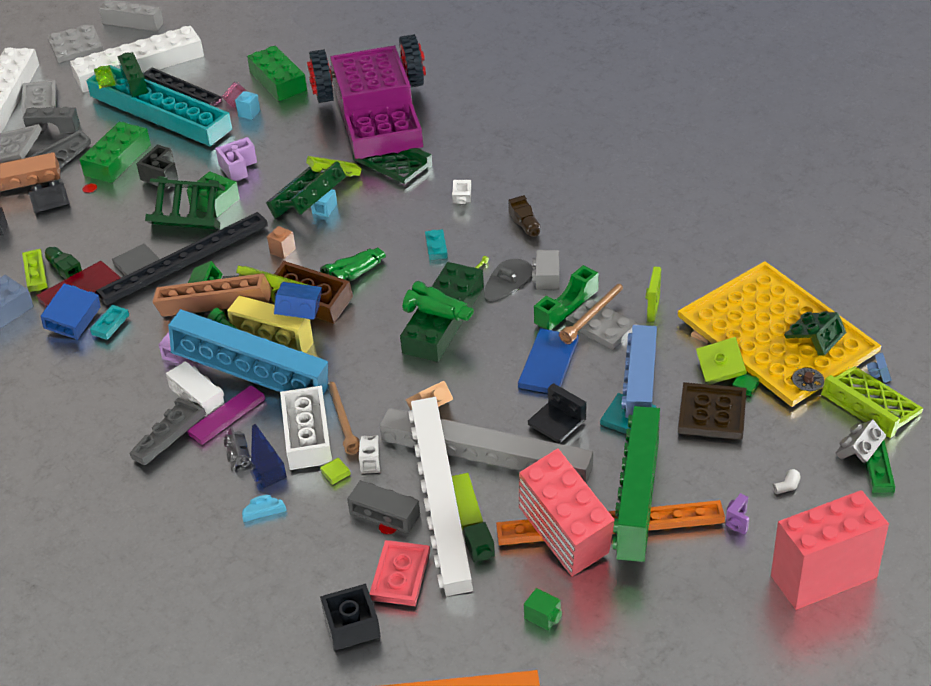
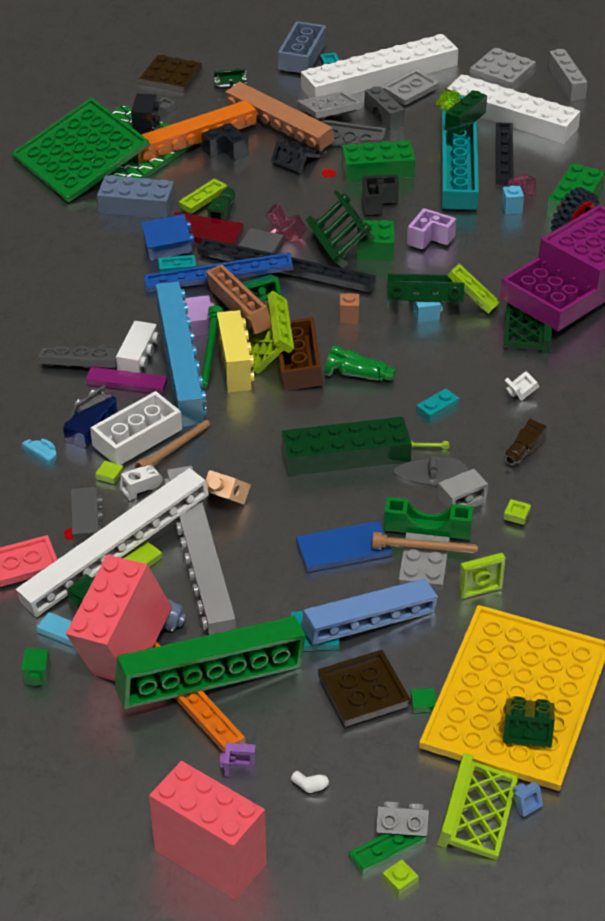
camera: 55 degrees right, 0 degrees up
(138, 235) = (291, 227): none -> clear pink brick
(144, 307) = (238, 268): none -> blue tile
(297, 300) = (254, 343): blue brick -> none
(435, 303) = (330, 430): green piece -> none
(505, 576) = (55, 628): none -> medium azure tile
(560, 415) = (271, 582): black bracket -> none
(592, 252) = (517, 512): none -> lime plate
(721, 361) = (433, 665): lime plate -> none
(808, 379) = (459, 741): piece -> none
(911, 470) = (400, 877): none -> lime plate

